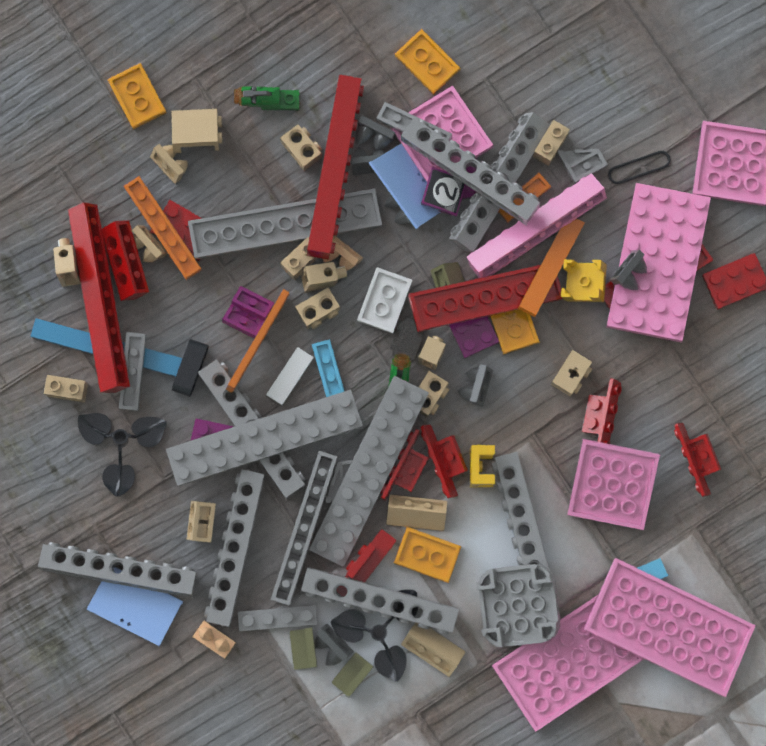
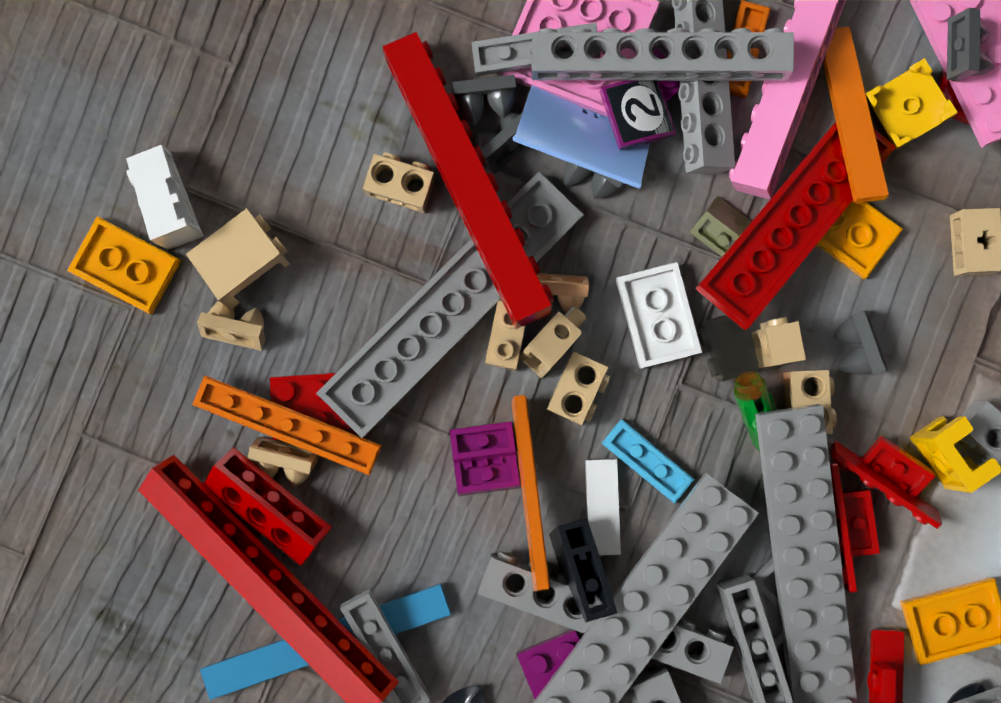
camera: 35 degrees left, 5 degrees up
(66, 263) = (186, 568): tan torso -> none
(179, 76) = (163, 198): none -> white wedge
(189, 367) = (460, 591): black beam -> none
(257, 393) = (583, 569): none -> black slope
(267, 98) = (305, 147): green plate -> none
(416, 512) = (904, 572): tan panel -> none
(474, 336) = (814, 283): magenta plate -> none

